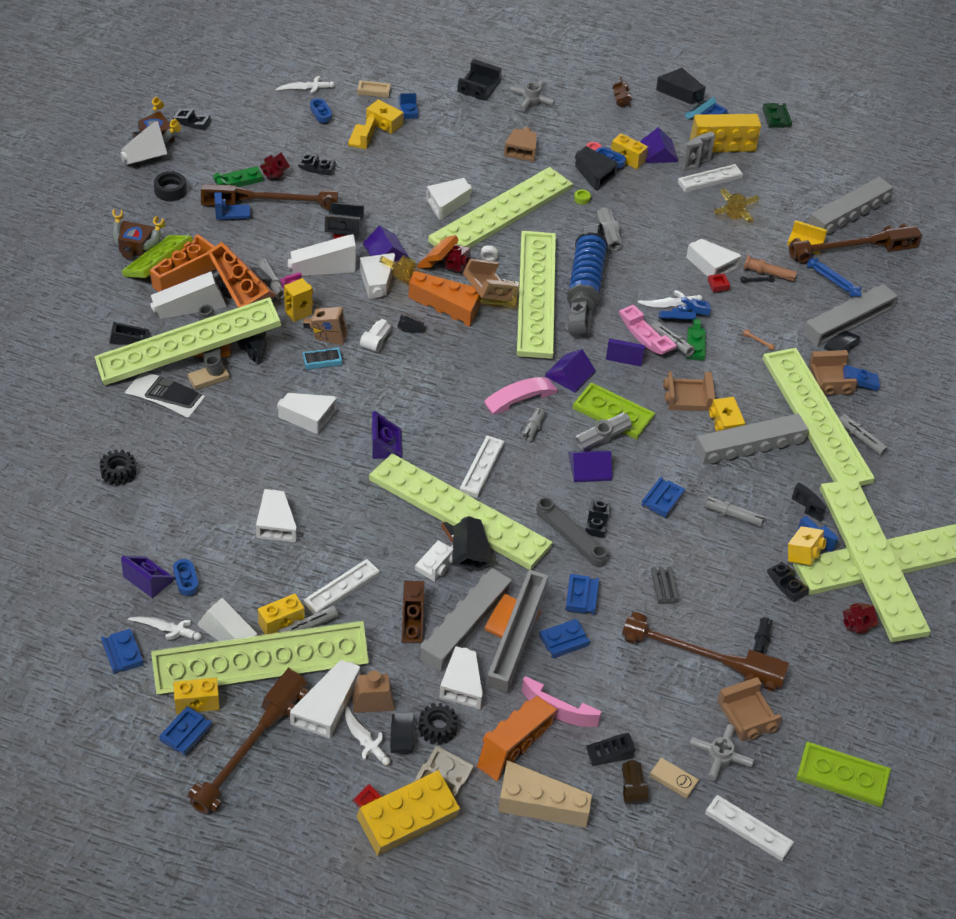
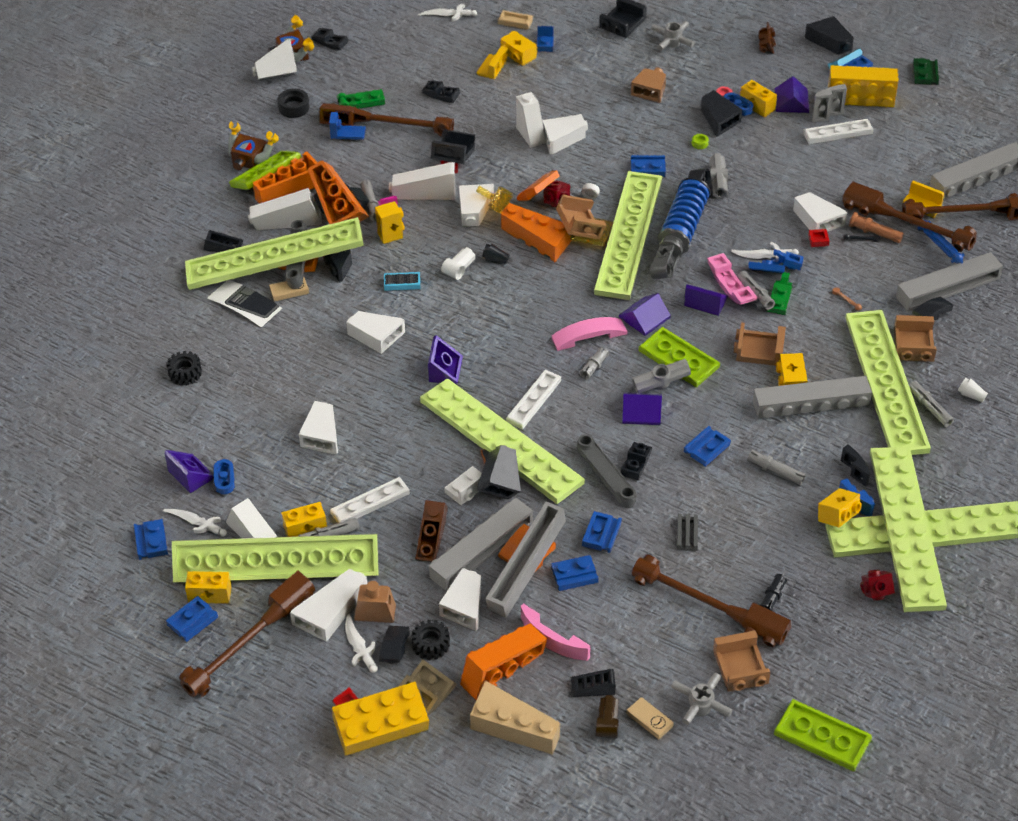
camera: 15 degrees right, 0 degrees up
(274, 166) = (397, 90): dark red brick -> none
(320, 110) = (456, 38): blue plate -> none
(328, 325) = (413, 249): medium nougat torso -> none
(384, 242) = (489, 172): dark purple slope -> none
(414, 187) = (529, 119): none -> white slope
(505, 209) = (618, 148): yellowish green plate -> none
(538, 223) = (649, 164): none -> blue plate
(736, 205) = (856, 161): clear yellow bar -> none
(749, 828) = (713, 775): white tile -> none
(760, 243) = (872, 202): none -> reddish brown bar
(785, 580) = (812, 539): black slope -> none
(864, 378) = (944, 345): blue plate -> none
(898, 418) = (972, 390): none -> white cone

